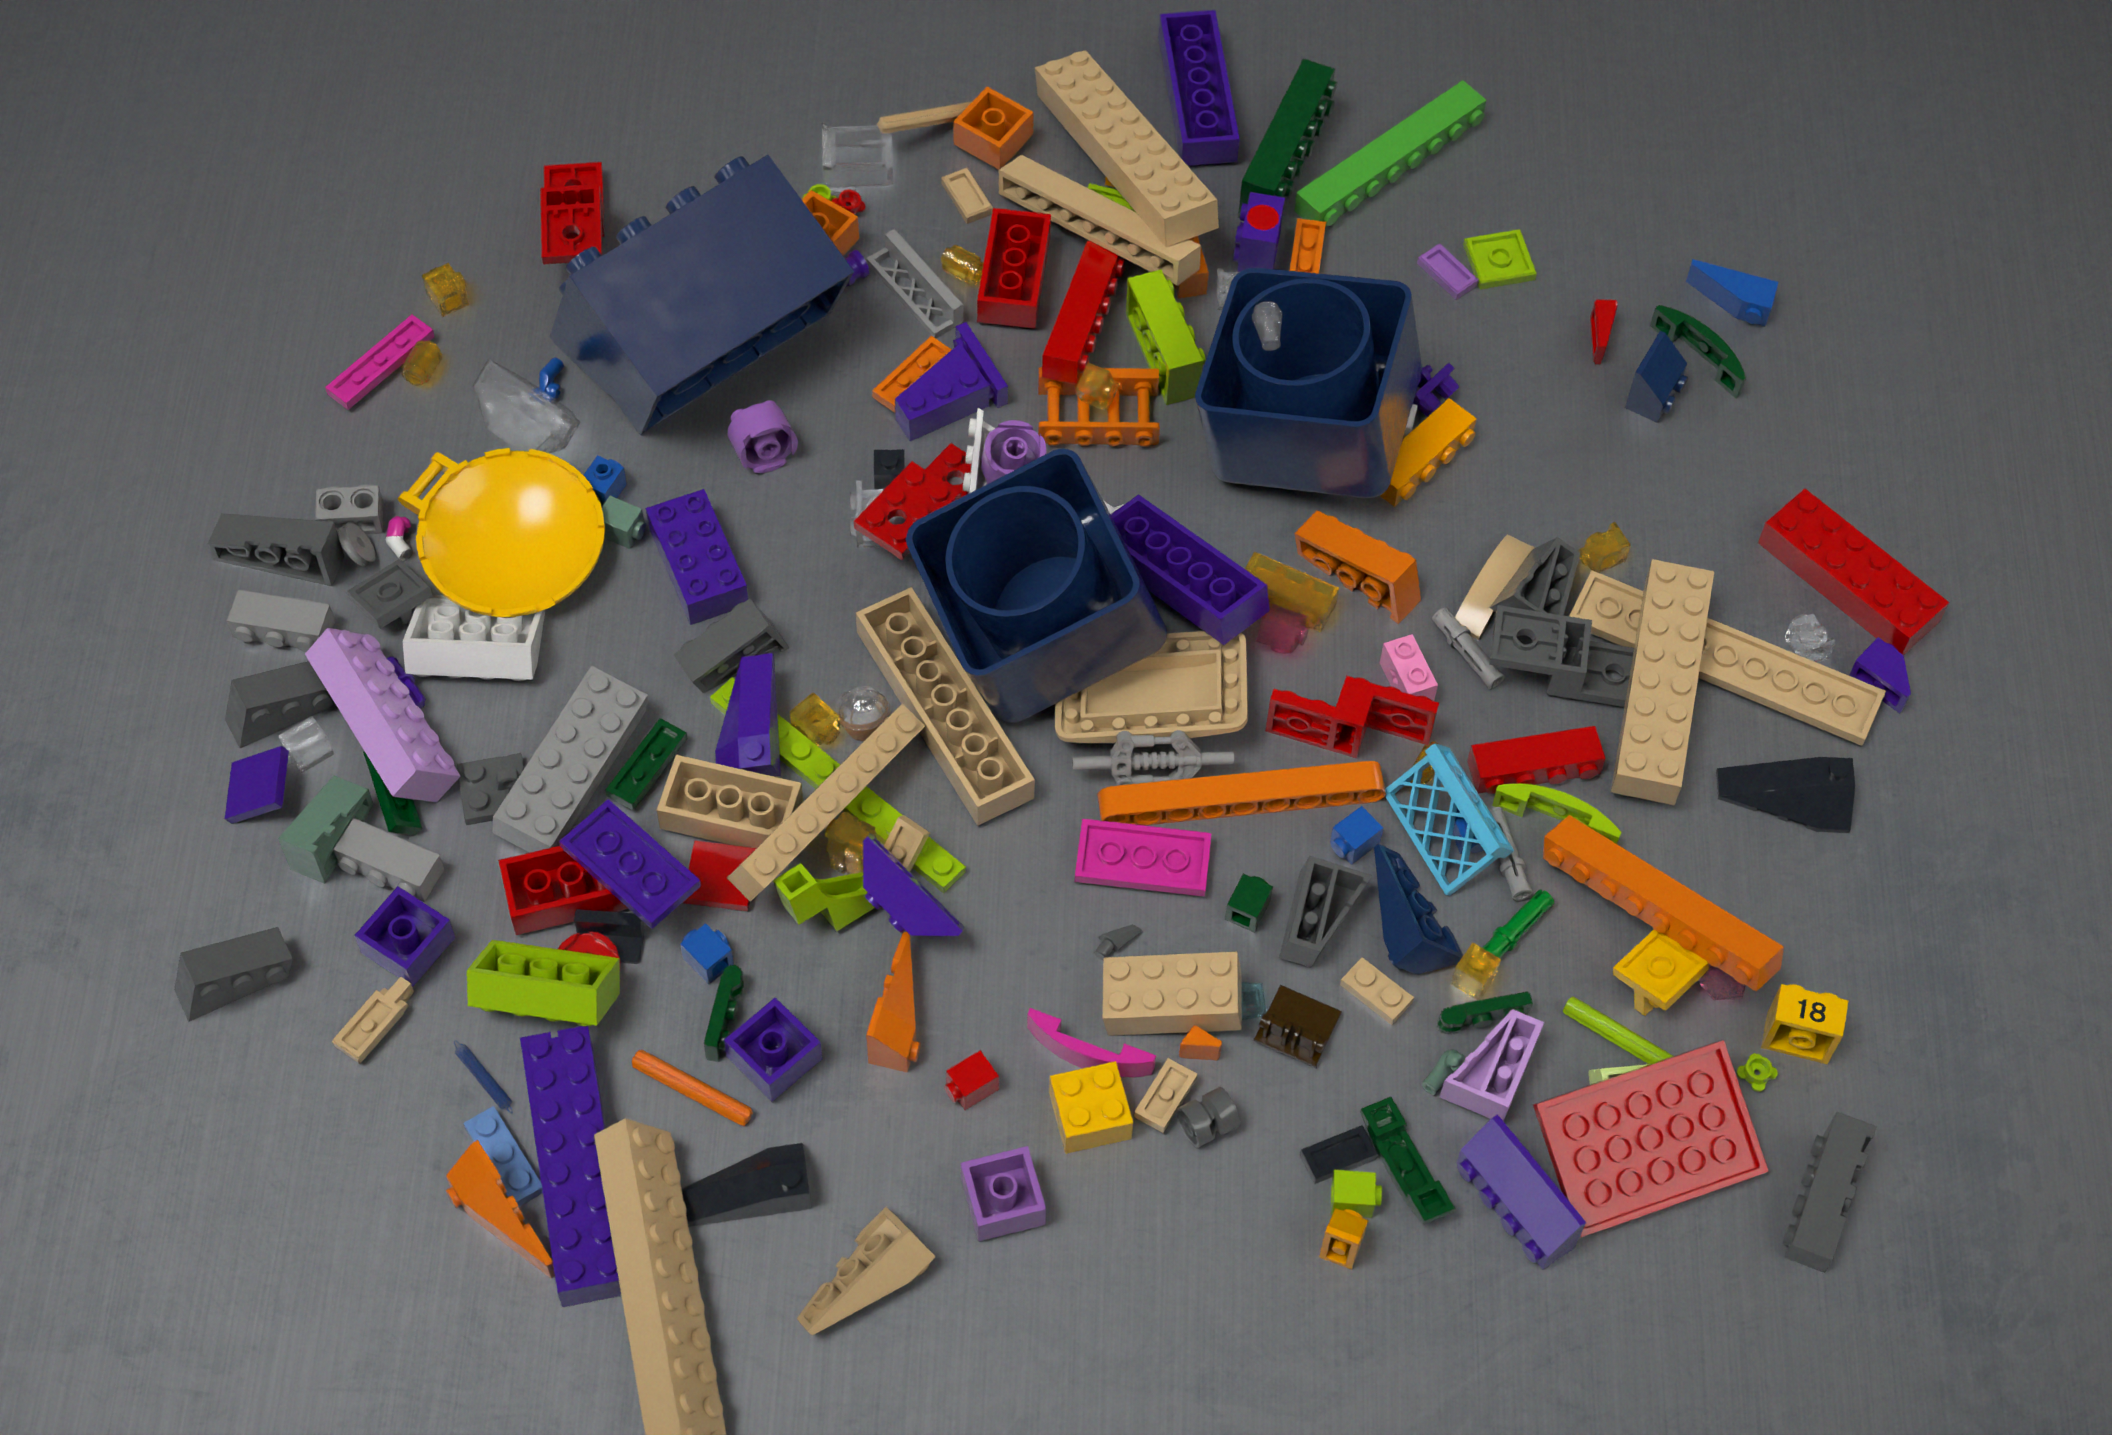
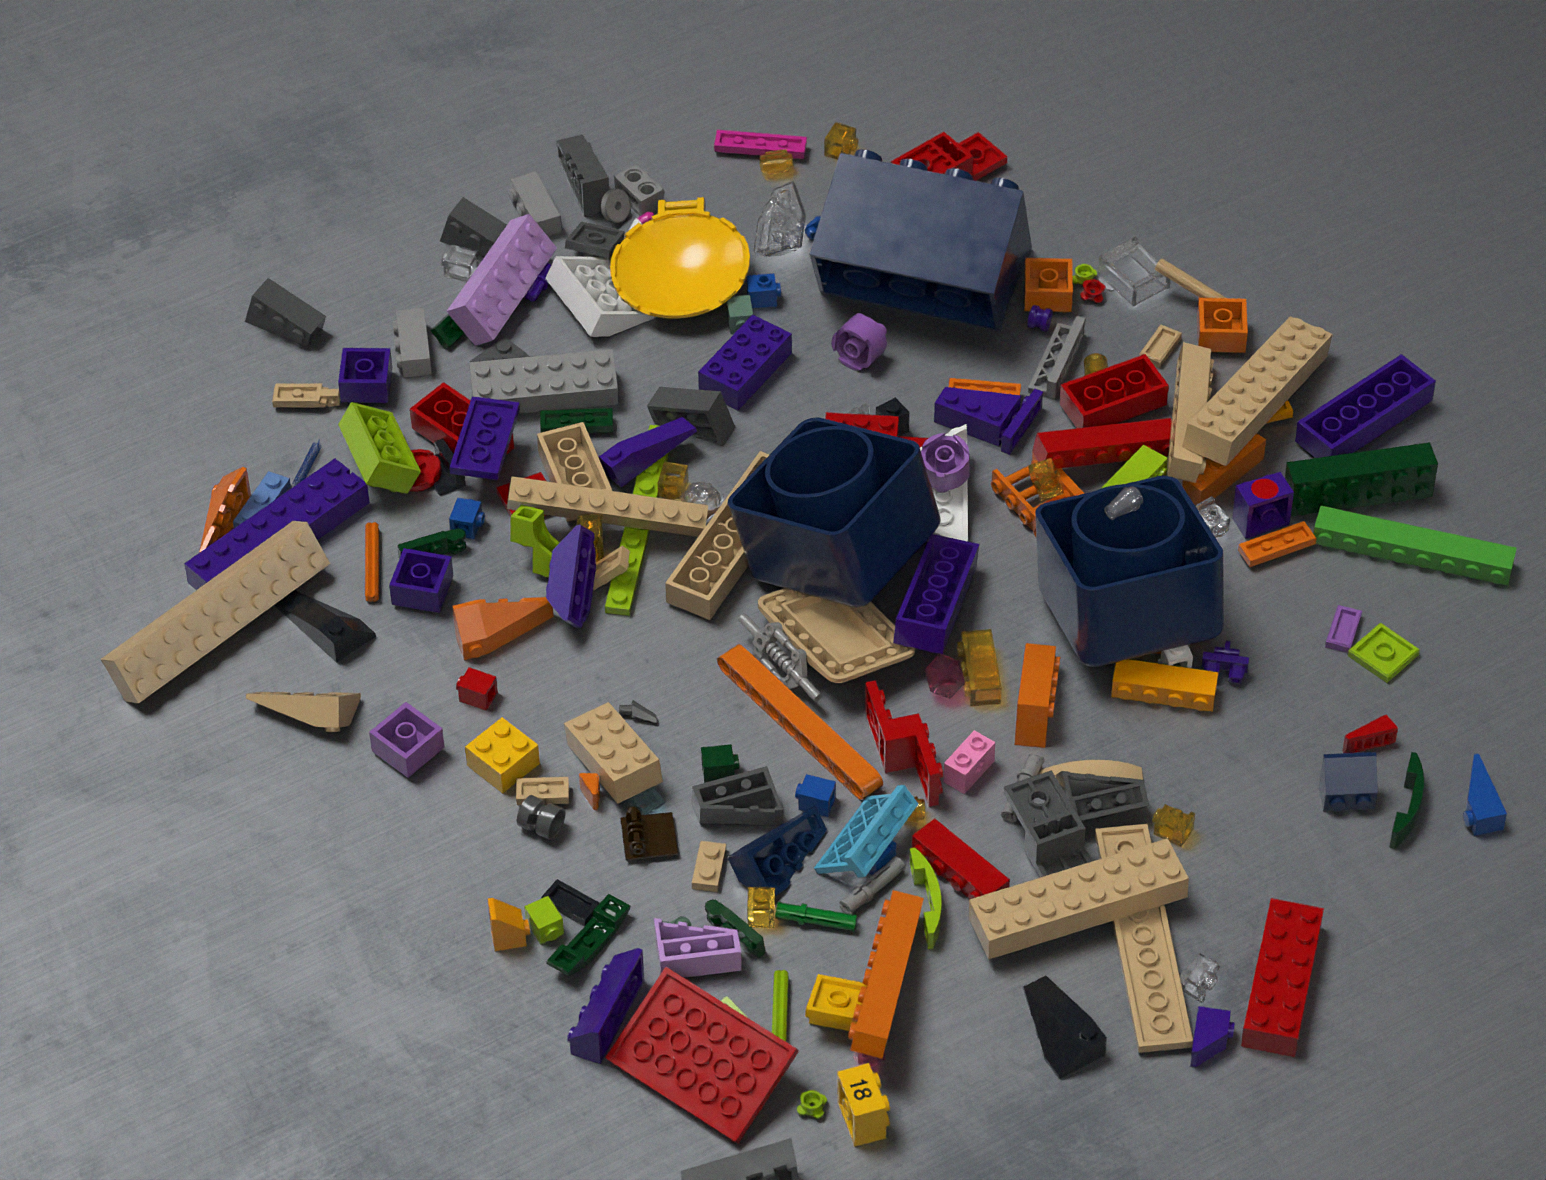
camera: 60 degrees right, 10 degrees down
(256, 784) = (415, 257): dark purple tile -> none
(318, 828) = (404, 294): sand green wedge -> none
(1047, 1030) = (547, 754): dark pink slope -> none
(1143, 857) = (709, 694): dark pink plate -> none

